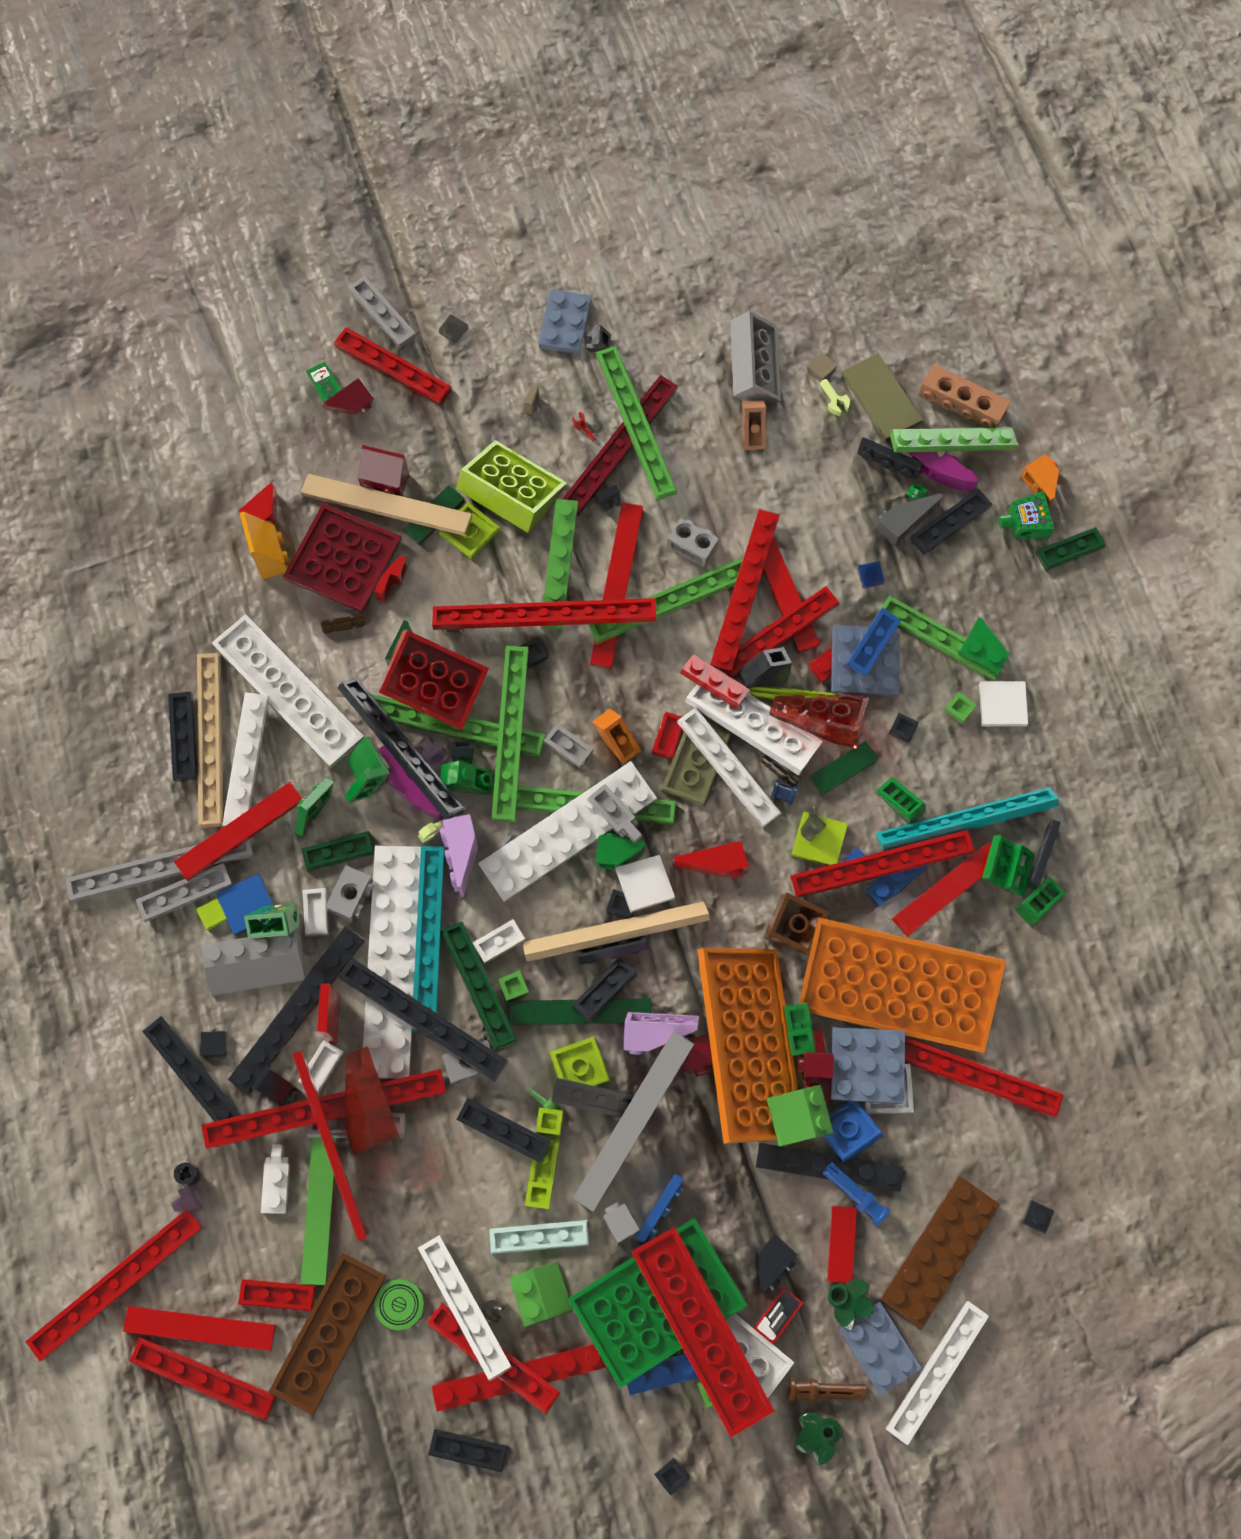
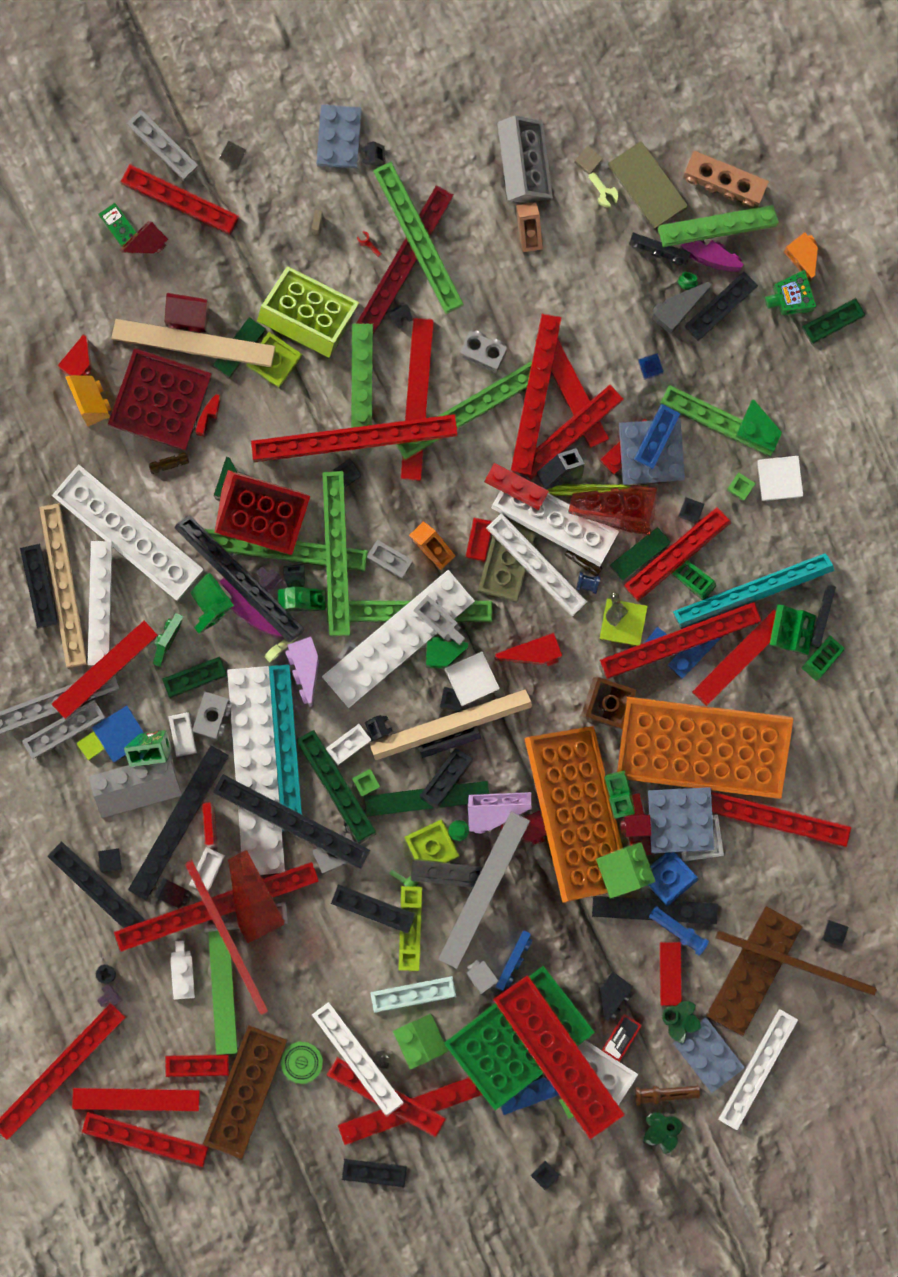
camera: 10 degrees left, 10 degrees up
(533, 927) = (376, 727): none -> black tile
(612, 1051) = (458, 830): none -> green plate
(884, 772) = (677, 554): none -> red tile
(992, 1247) = (797, 963): none -> reddish brown tile

